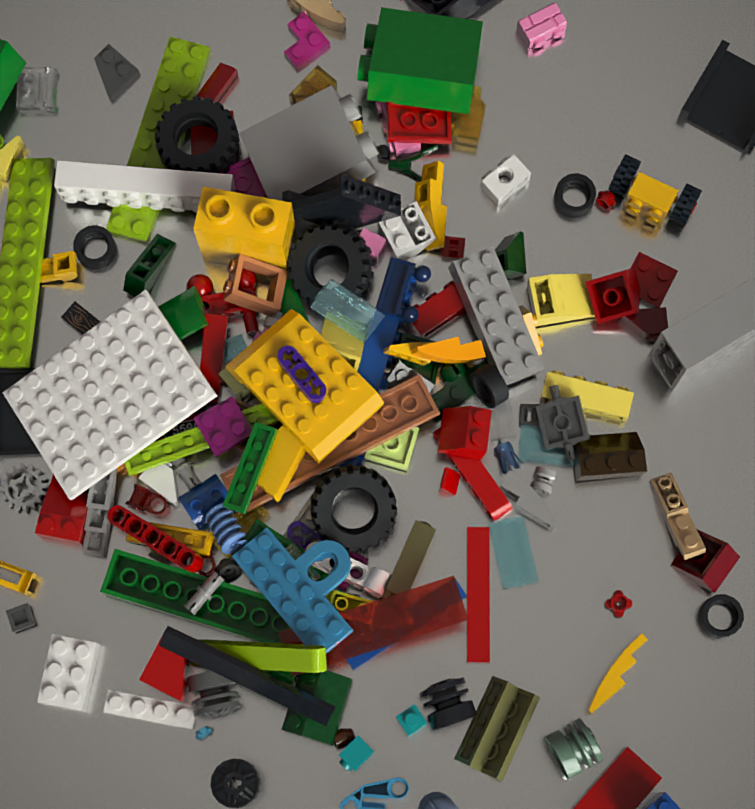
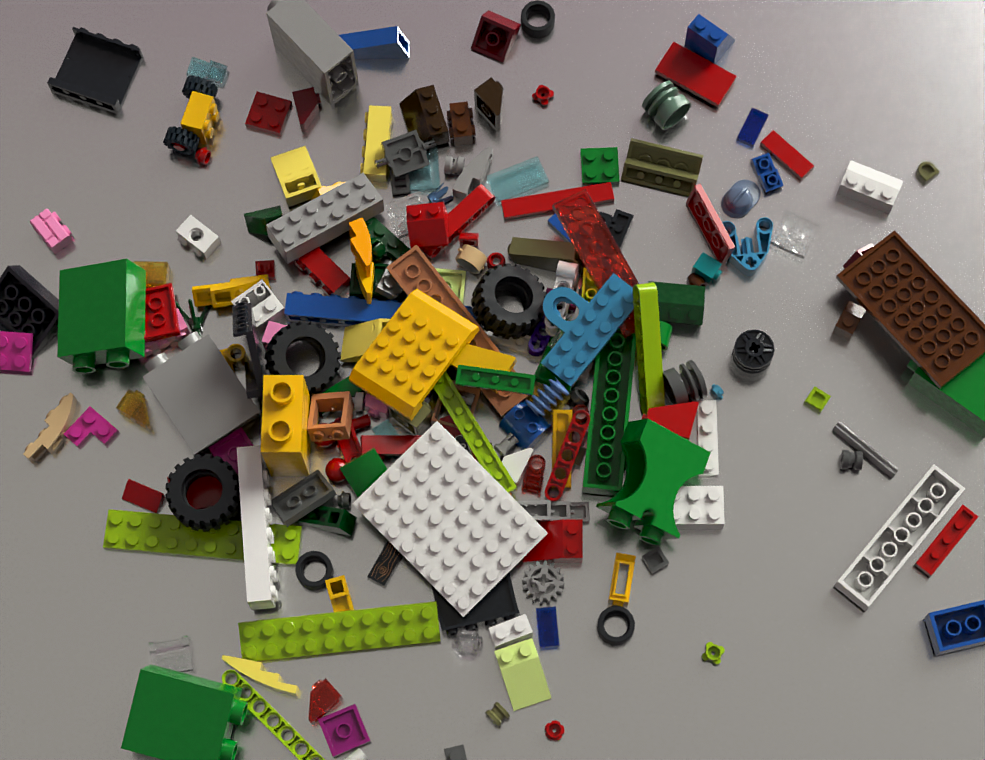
camera: 100 degrees left, 5 degrees down
(107, 633) = (655, 471): none -> green brick
(115, 71) = (142, 590): dark grey wing -> none
(165, 291) = (344, 500): none -> dark grey plate
(174, 245) = (303, 498): none -> dark grey plate
(204, 592) = (605, 403): light grey pin -> none
(223, 426) = (461, 415): magenta plate -> none
(247, 676) = (667, 351): black tile -> none
(286, 365) = (422, 343): dark purple beam -> none
(347, 310) = (341, 333): clear light blue piece -> none
(396, 287) = (314, 301): dark blue gear -> none
(407, 768) = (710, 224): none -> red tile
(411, 720) = (671, 231): teal brick -> none
(419, 477) = (471, 259): none -> tan piece
(419, 502) = (495, 256): none -> red plate
(429, 655) = (618, 225): none -> black plate
(447, 703) = (652, 203): black wheel -> none
(489, 386) = (385, 212): black tyre -> none
(513, 653) = (599, 165): none -> green plate
(579, 179) = (200, 167): black tyre -> none
(595, 497) = (461, 126): none -> reddish brown brick
(612, 681) = (605, 89): yellow slope -> none
(613, 537) = (489, 101): none -> dark brown slope
(614, 295) = (288, 131): red slope -> none
(677, 516) = (465, 61): tan slope -> none
(714, 411) = (378, 43): none -> blue slope
(715, 219) = (209, 70): none -> clear light blue slope

